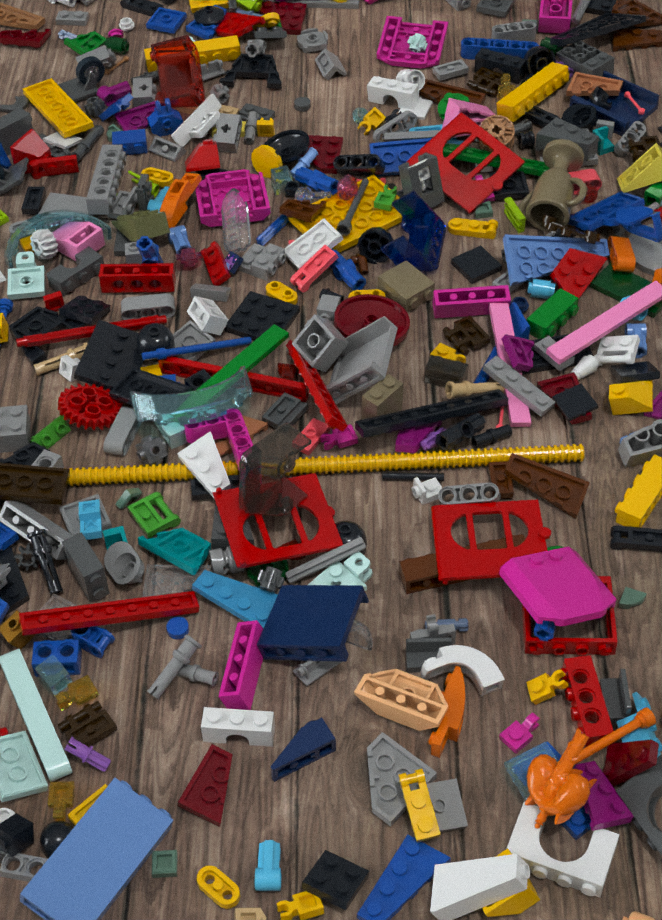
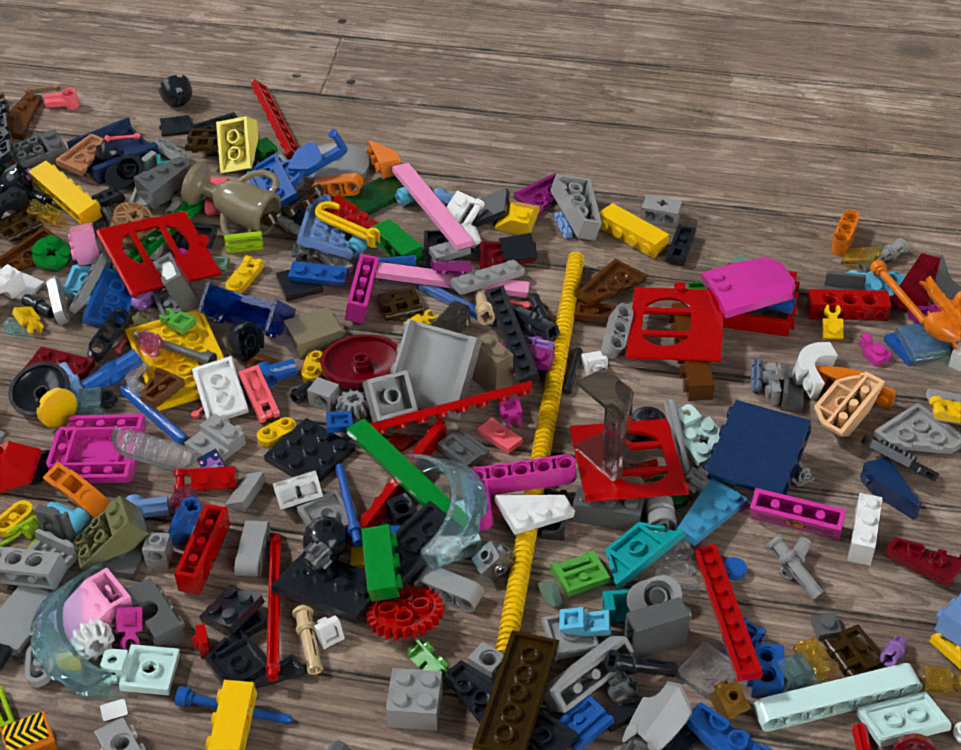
camera: 80 degrees left, 5 degrees down
(60, 256) = (128, 622): none -> dark pink plate
(118, 704) = (825, 625): none -> dark grey plate
(122, 372) = (381, 563): none -> green brick
(128, 336) = (317, 555): none -> dark grey gear
(291, 323) = (339, 421): none -> blue bracket
(342, 750) = (902, 457): none -> black wing
(393, 179) = (141, 318): none -> olive plate
(483, 267) = (318, 274): none -> blue plate
(542, 284) = (371, 235): none -> yellow piece

